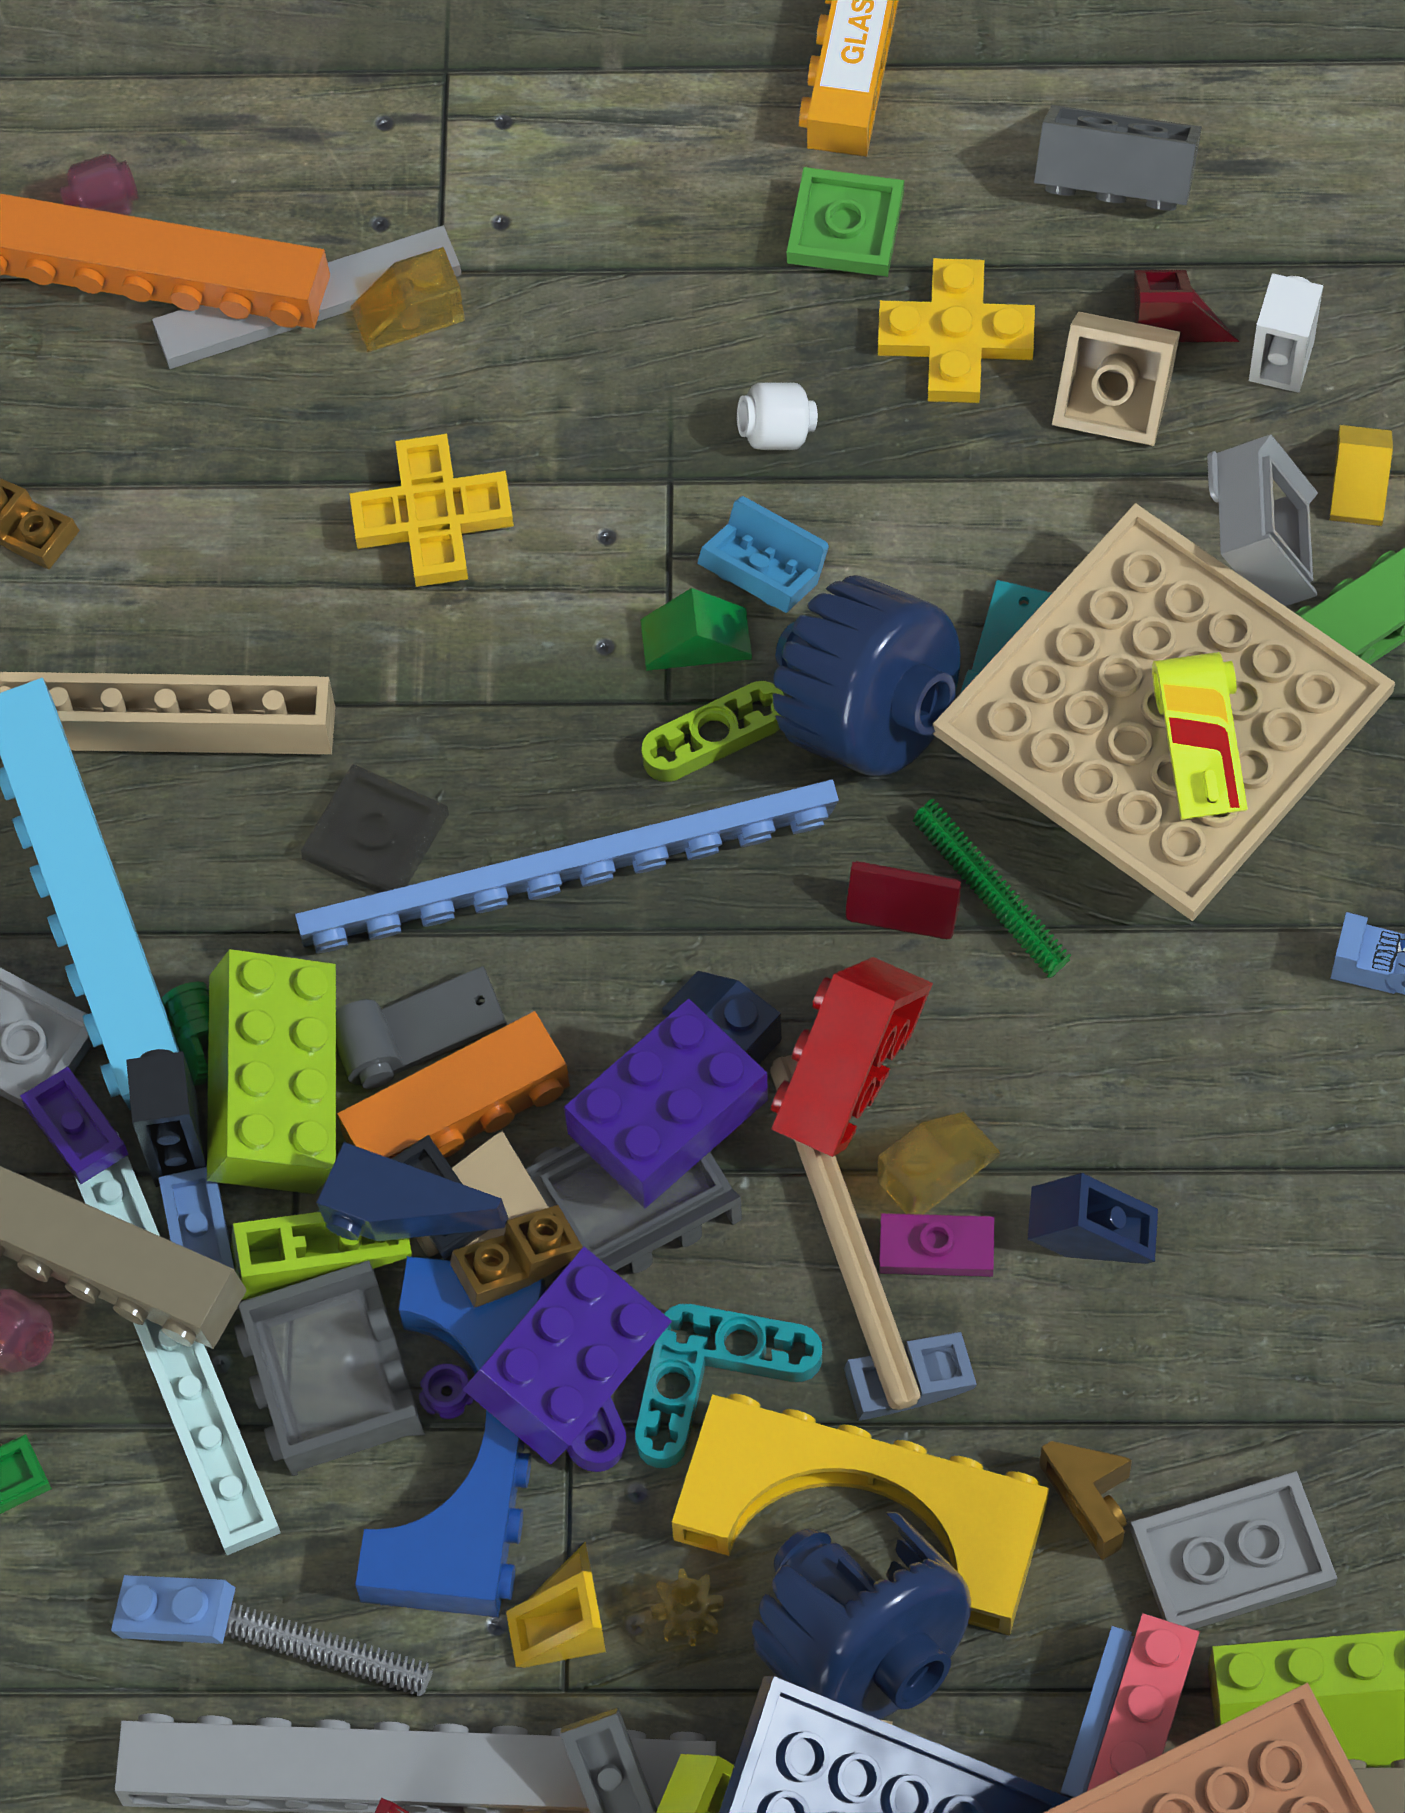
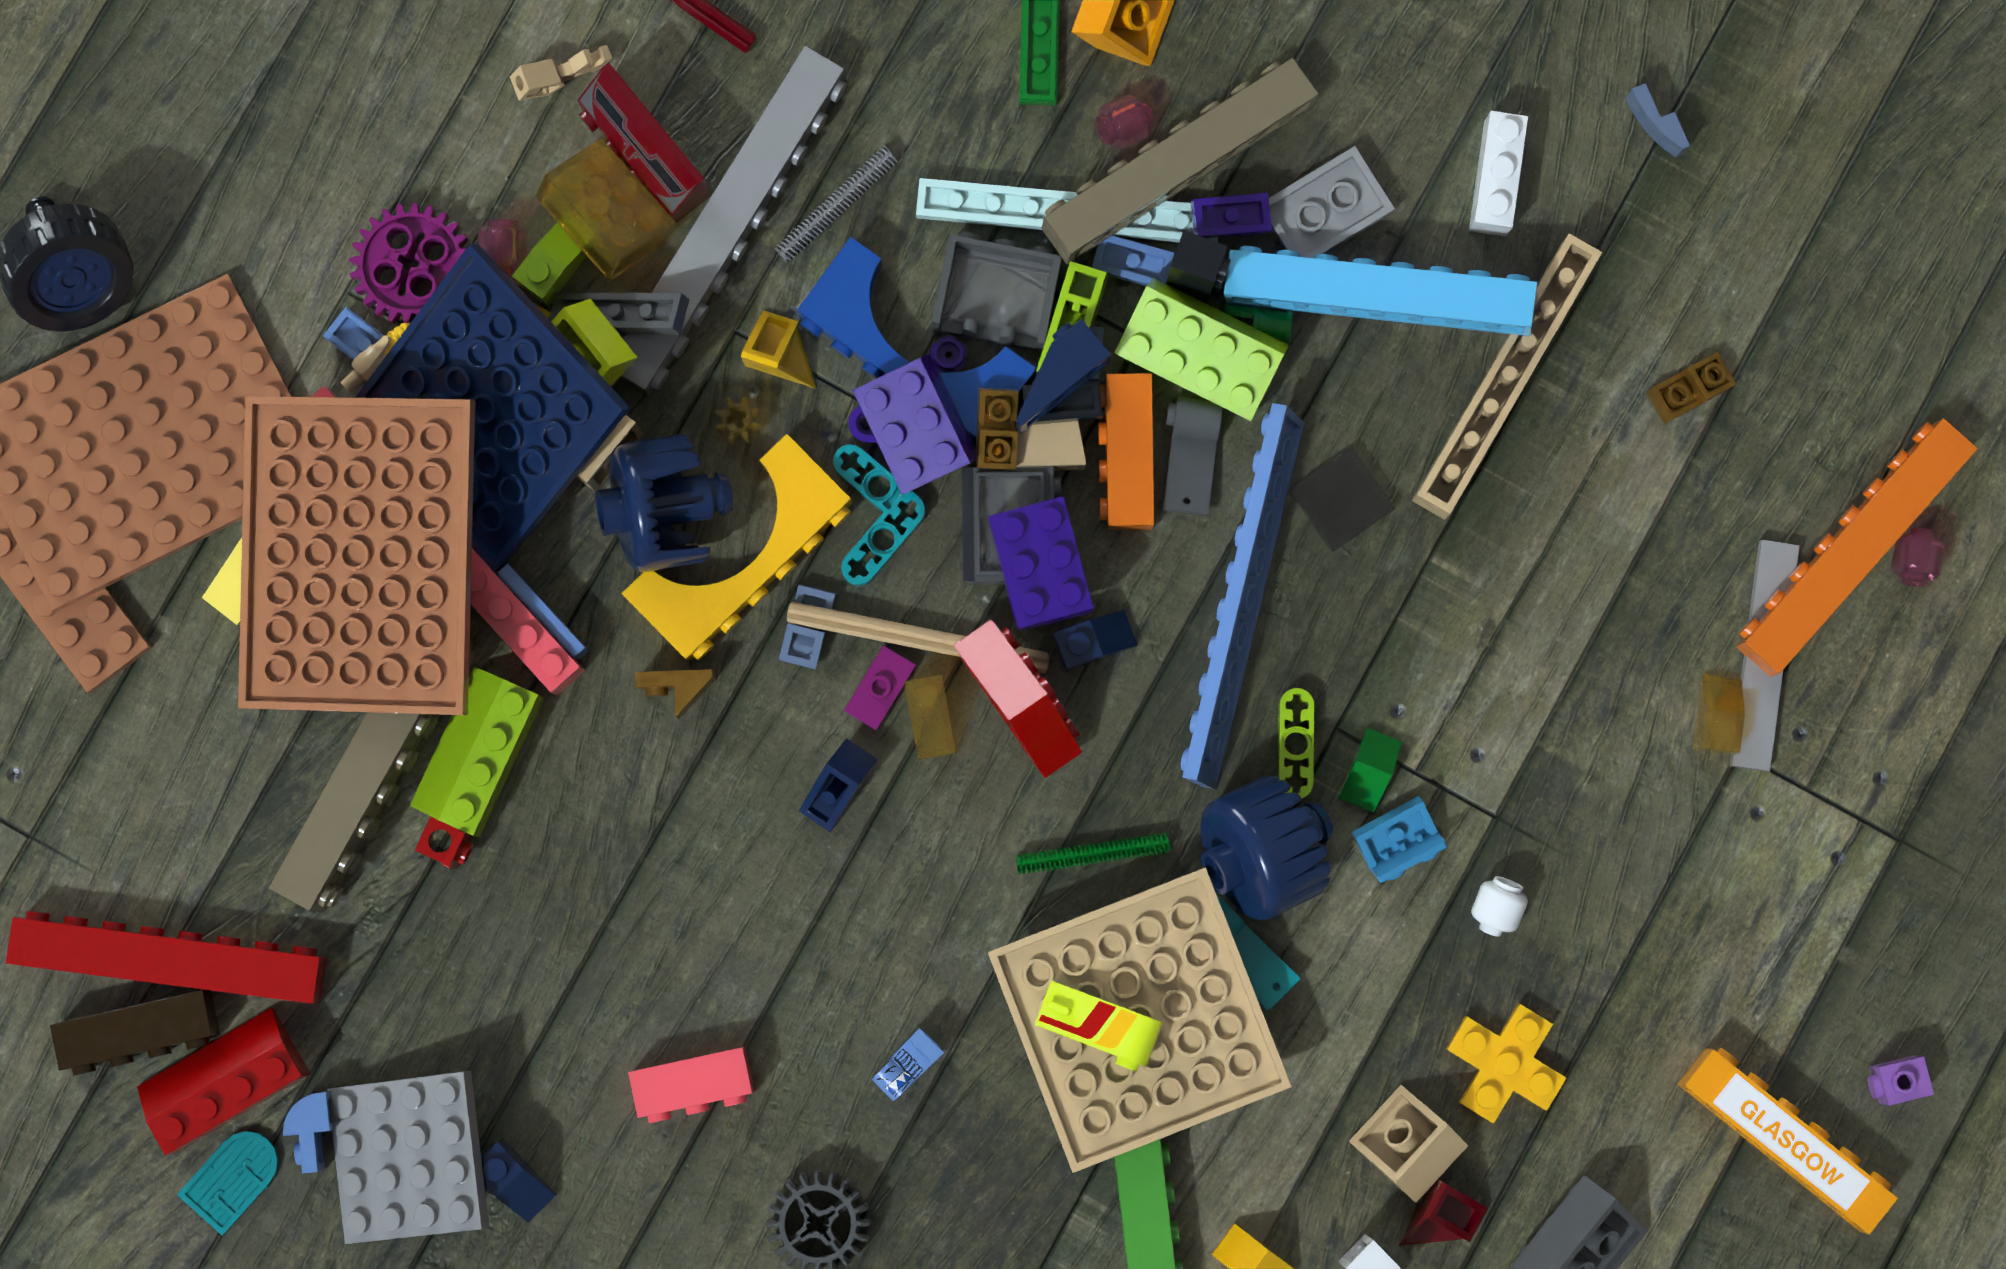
camera: 115 degrees right, 20 degrees up
(173, 1609) = (899, 132): medium blue plate -> none
(431, 510) = (1553, 650): yellow plate -> none
(845, 221) = (1627, 1036): bright green plate -> none
(903, 900) = (1111, 792): dark red slope -> none
(1233, 1553) = (595, 747): light grey plate -> none
(1259, 535) = (1237, 1164): light grey piece -> none

